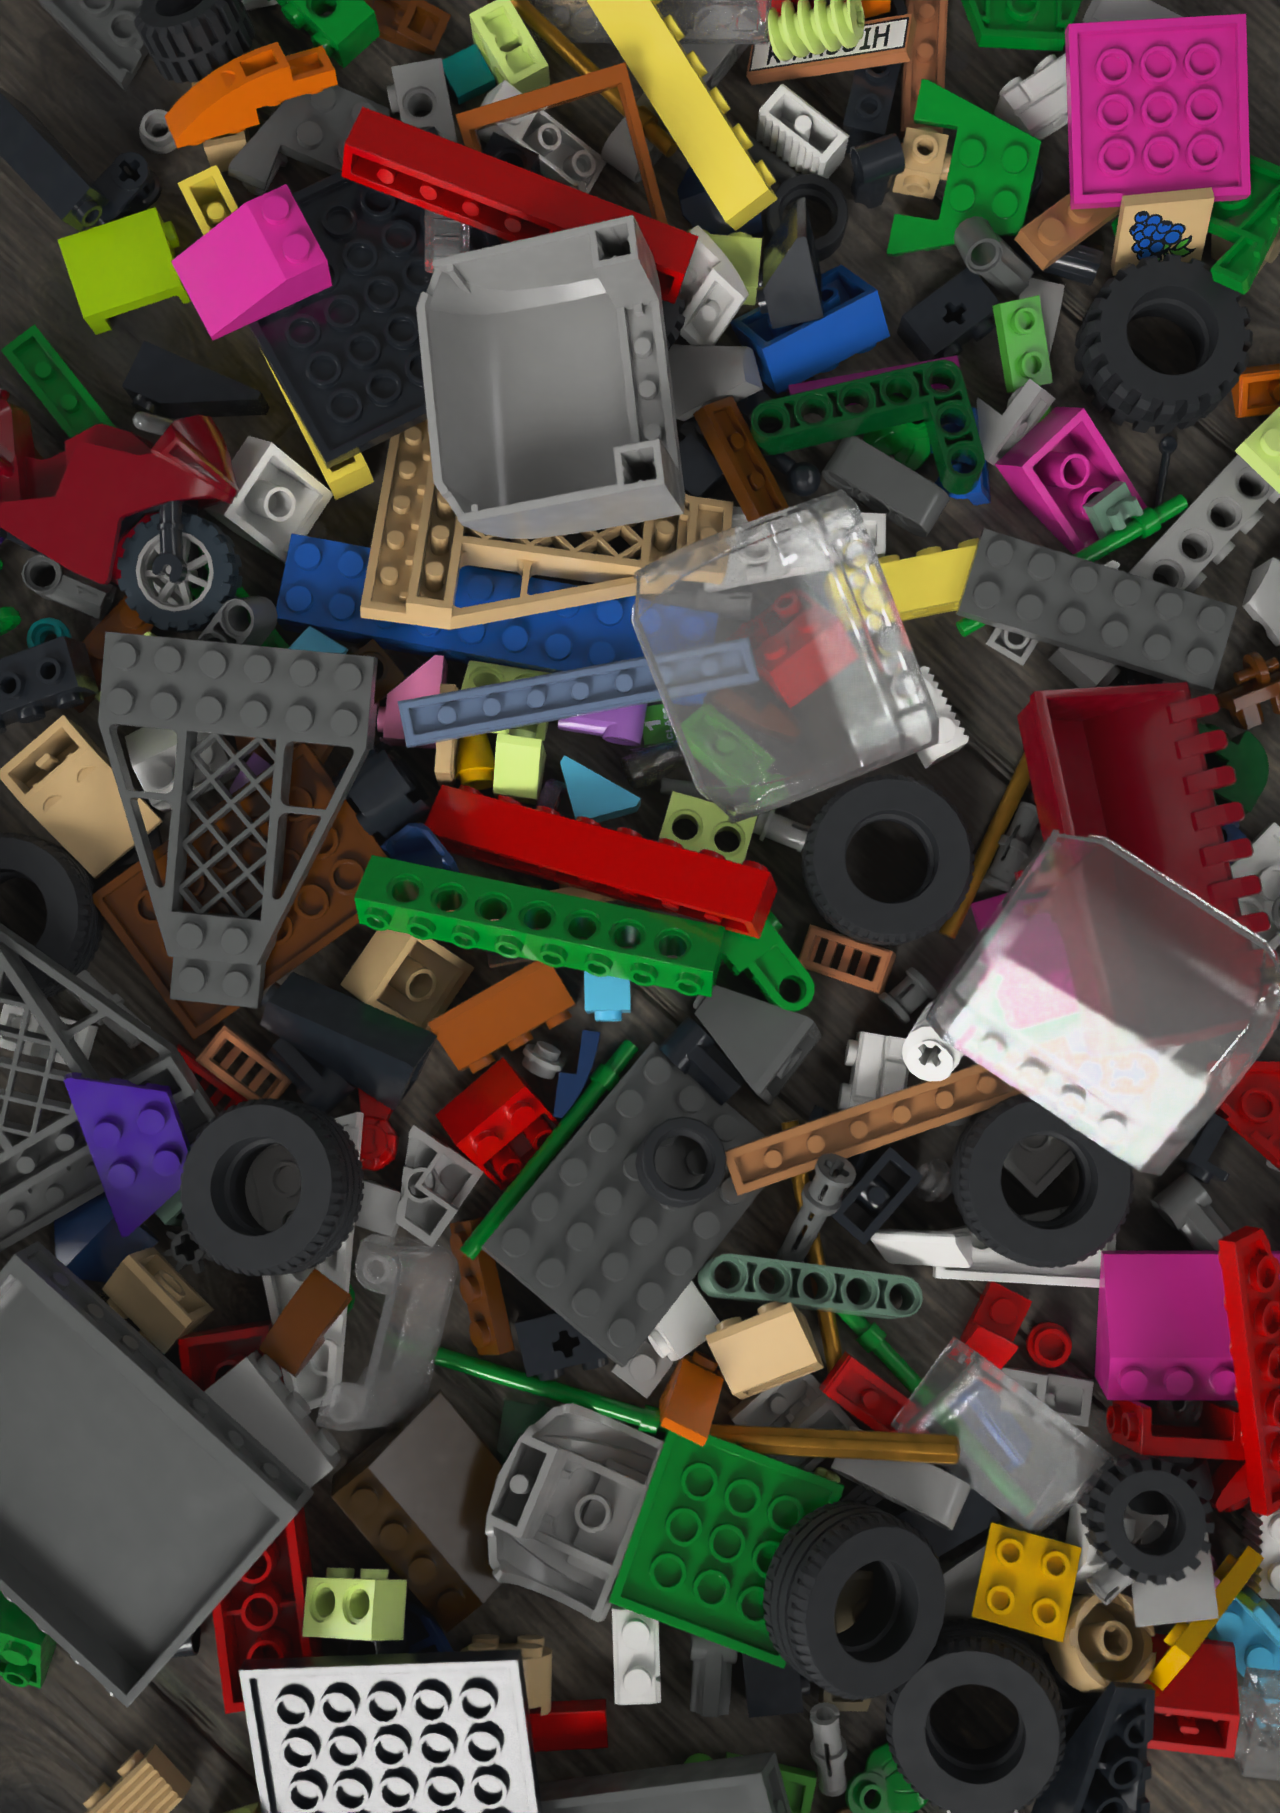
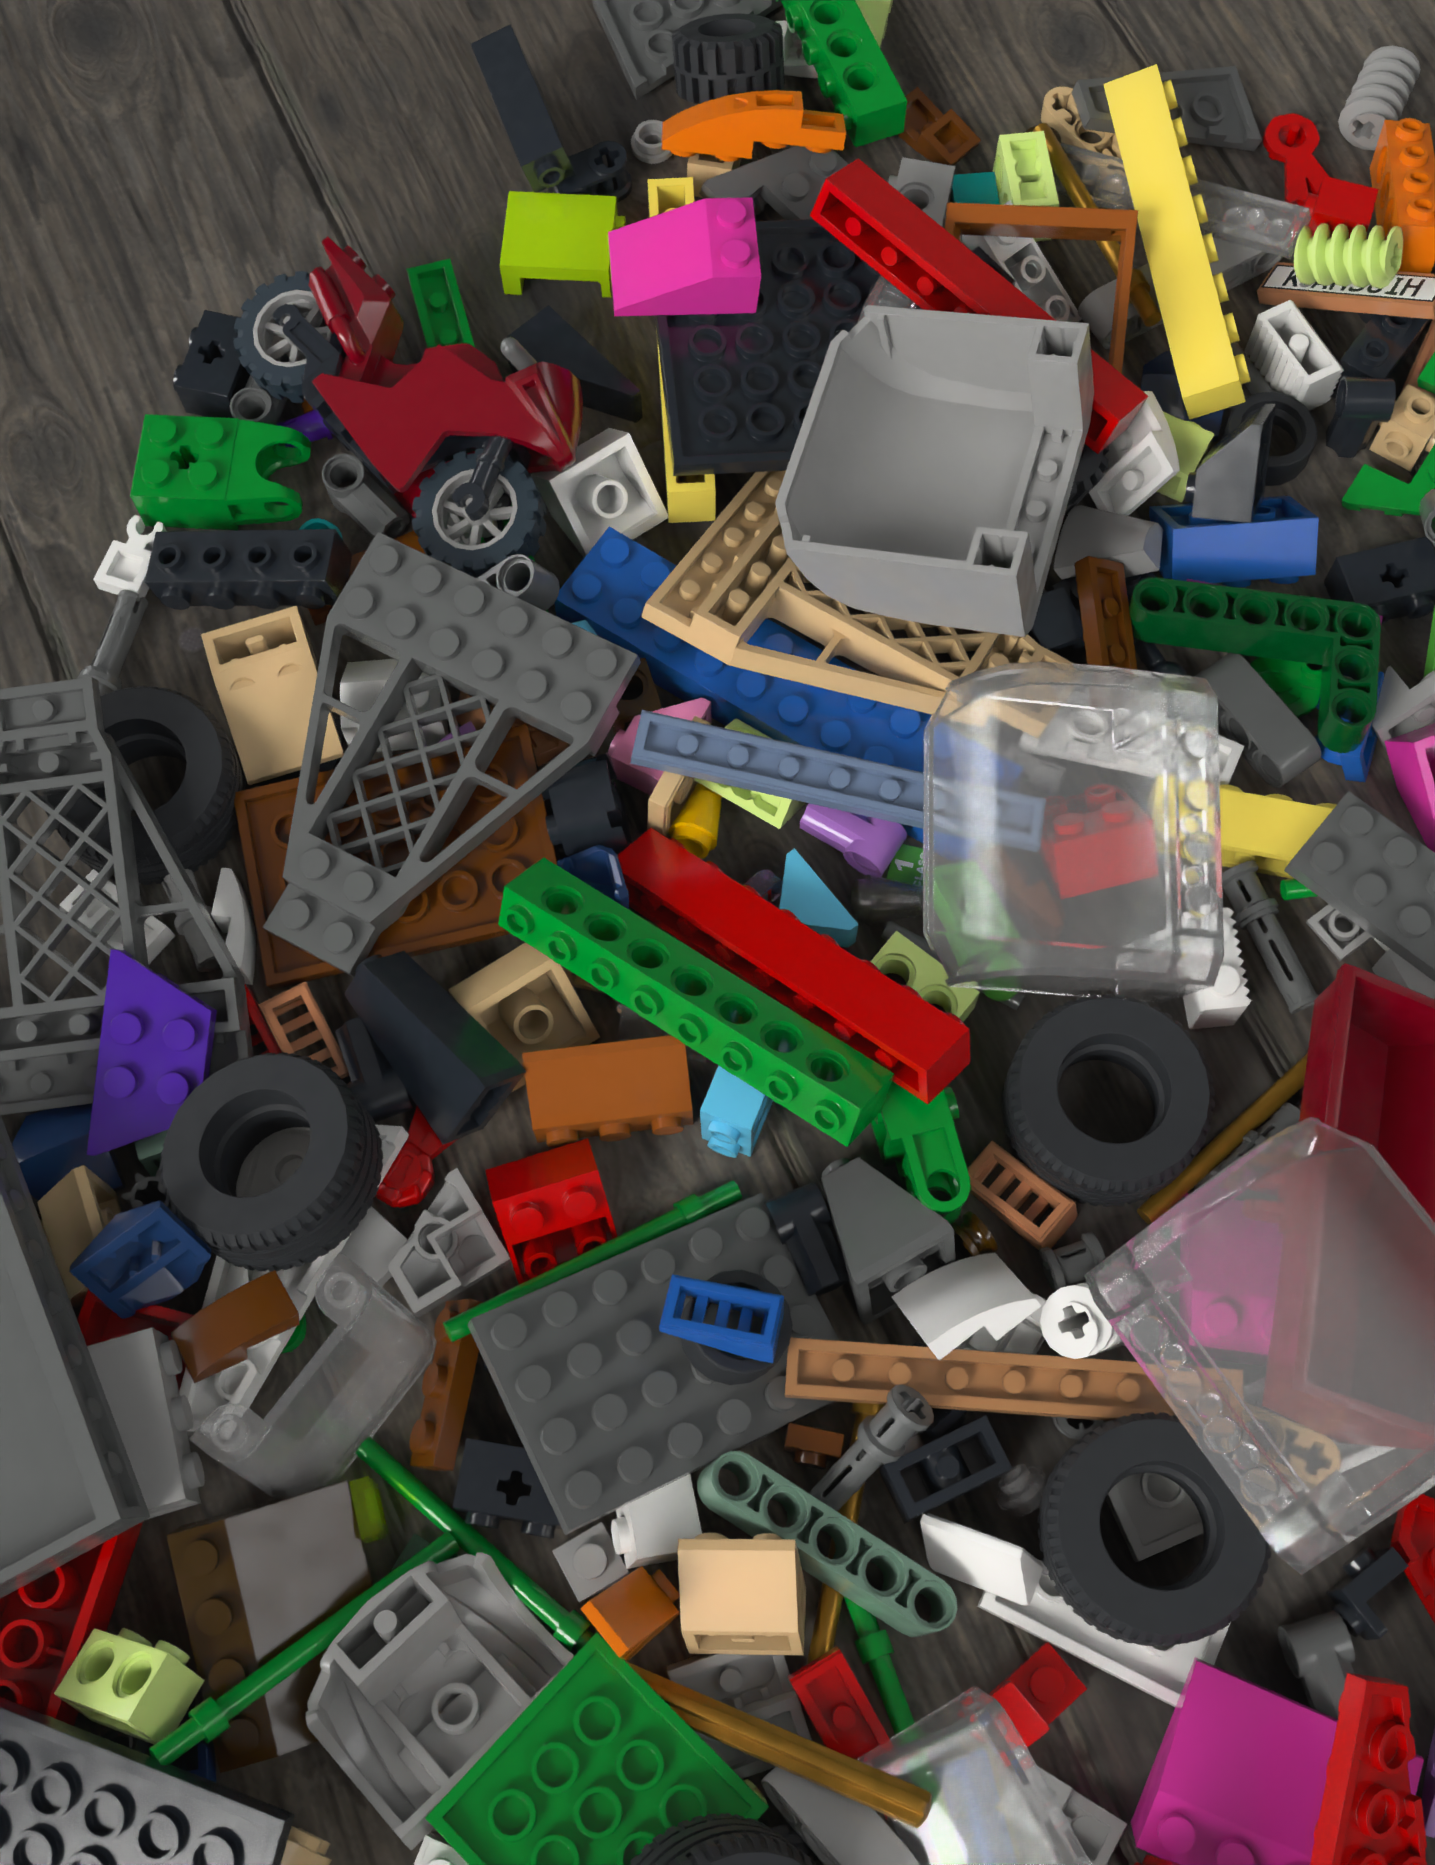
camera: 25 degrees right, 15 degrees down
(138, 991) = (234, 916): none -> white slope
(209, 1309) = (141, 1259): none -> dark blue slope
(426, 1606) = (212, 1716): none -> green bar
(464, 1401) = (368, 1509): none -> clear neon green tile
(519, 766) = (742, 836): yellowish green slope -> none
(542, 1059) = (630, 1162): light grey plate -> none
(571, 1085) = (652, 1201): dark blue slope -> none
(667, 1148) = (728, 1297): none -> blue slope
(770, 1215) = (813, 1446): none -> reddish brown plate
(781, 830) = (997, 1023): light grey pin -> none
(825, 1009) = (973, 1237): none -> dark brown bush
(841, 1067) = (962, 1299): none -> white slope
(998, 707) = (1249, 915): none -> dark grey pin
(1048, 1344) = (1088, 1753): red plate -> none

